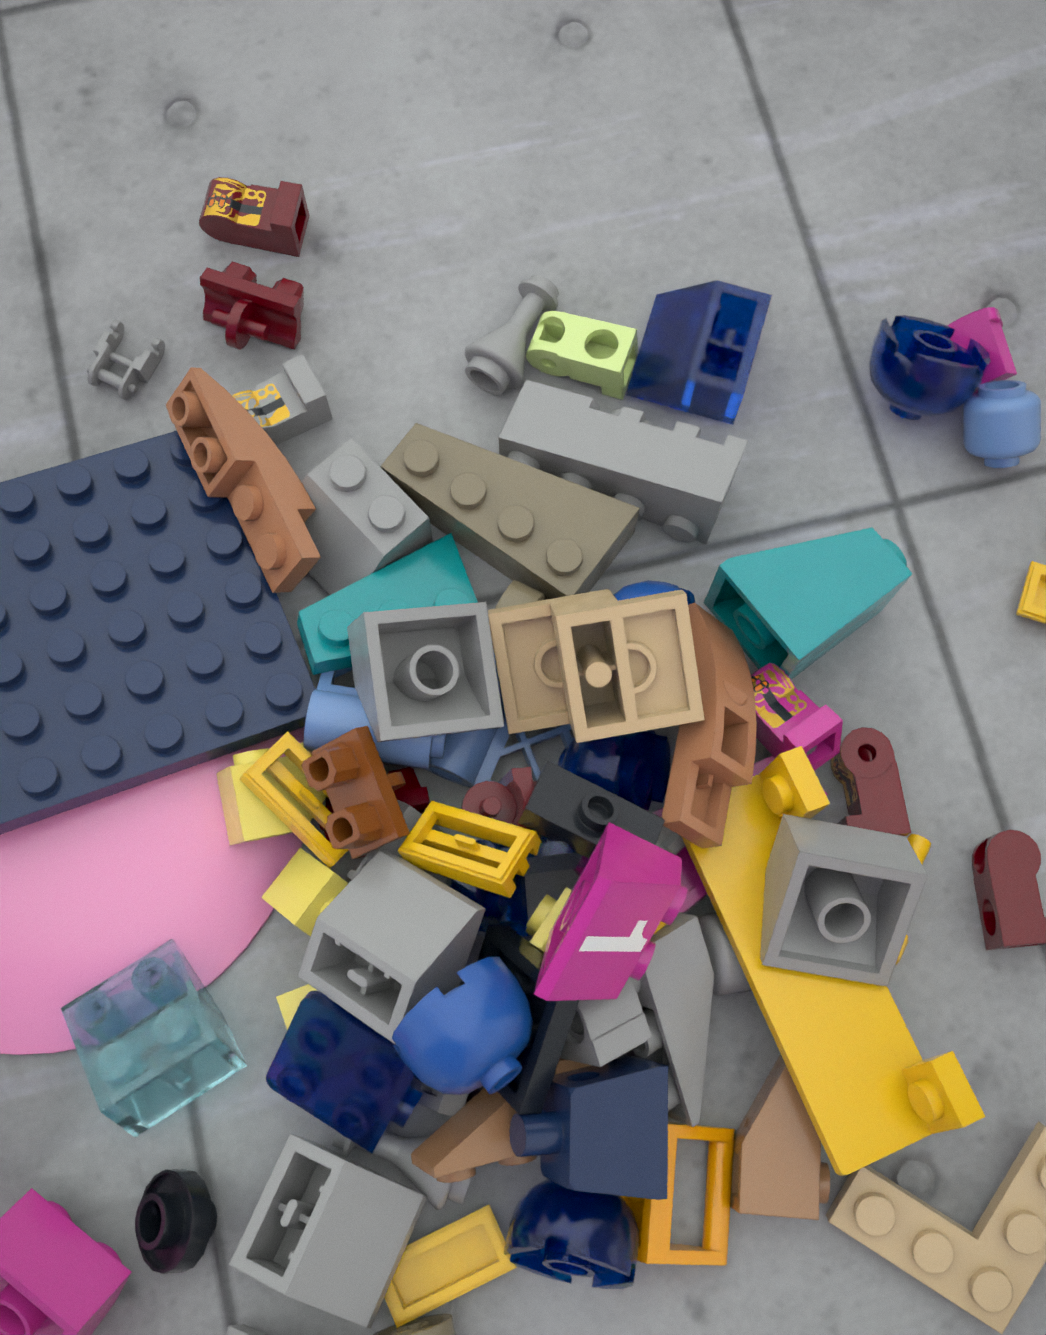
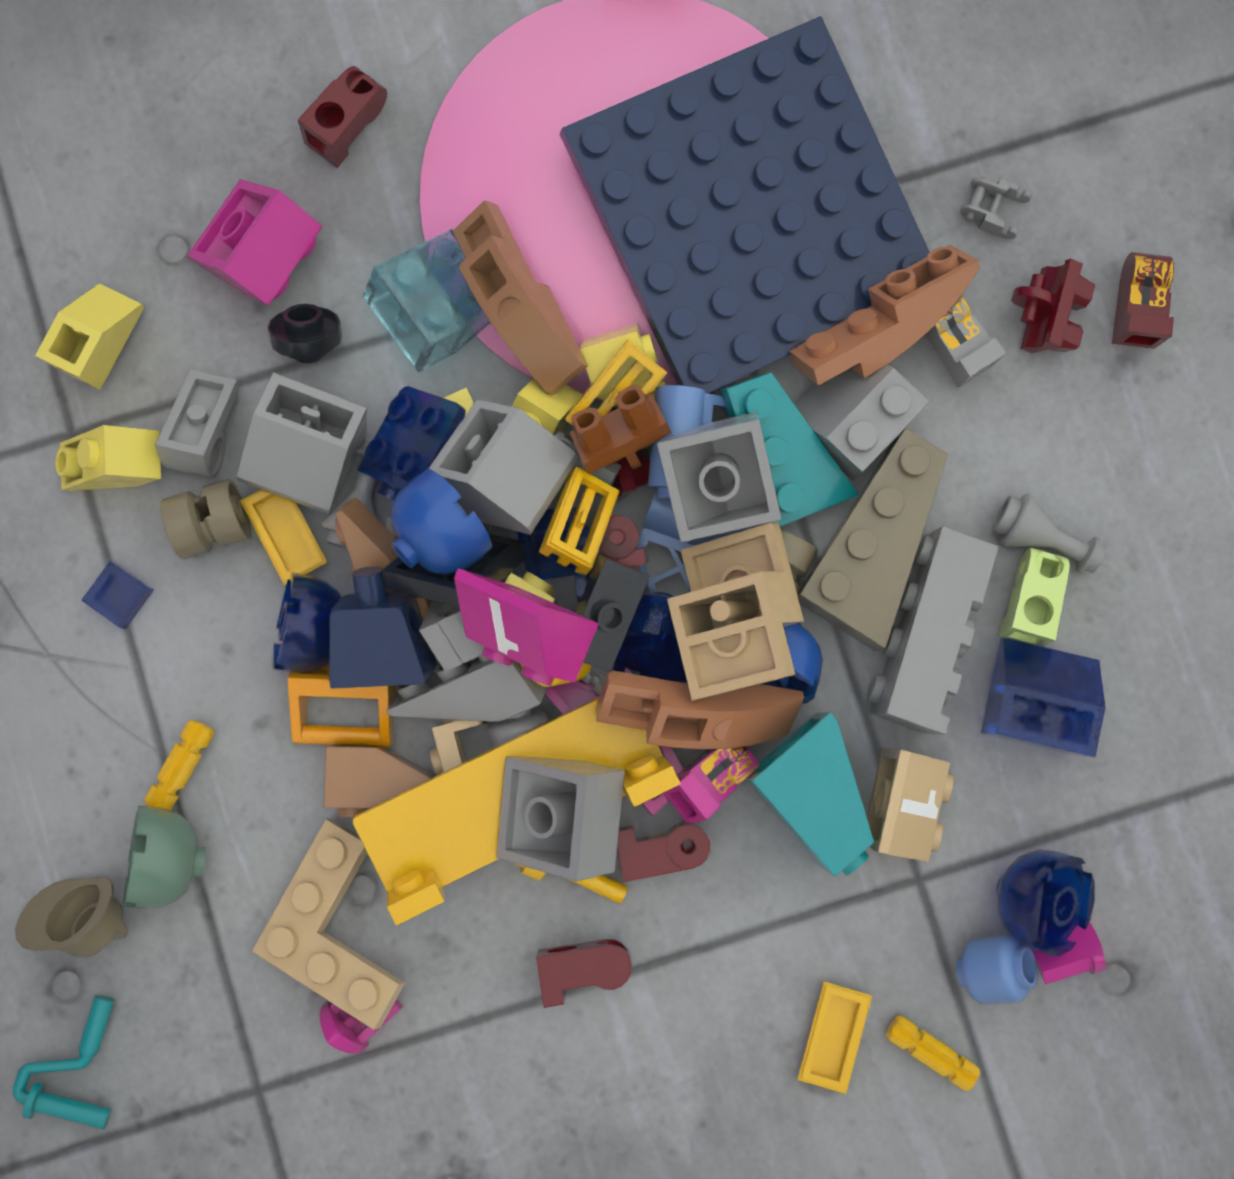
camera: 90 degrees right, 10 degrees up
(169, 924) = (514, 302): none -> medium nougat slope
(750, 1048) = (449, 744): none -> tan bracket
(813, 500) = (908, 804): none -> tan slope

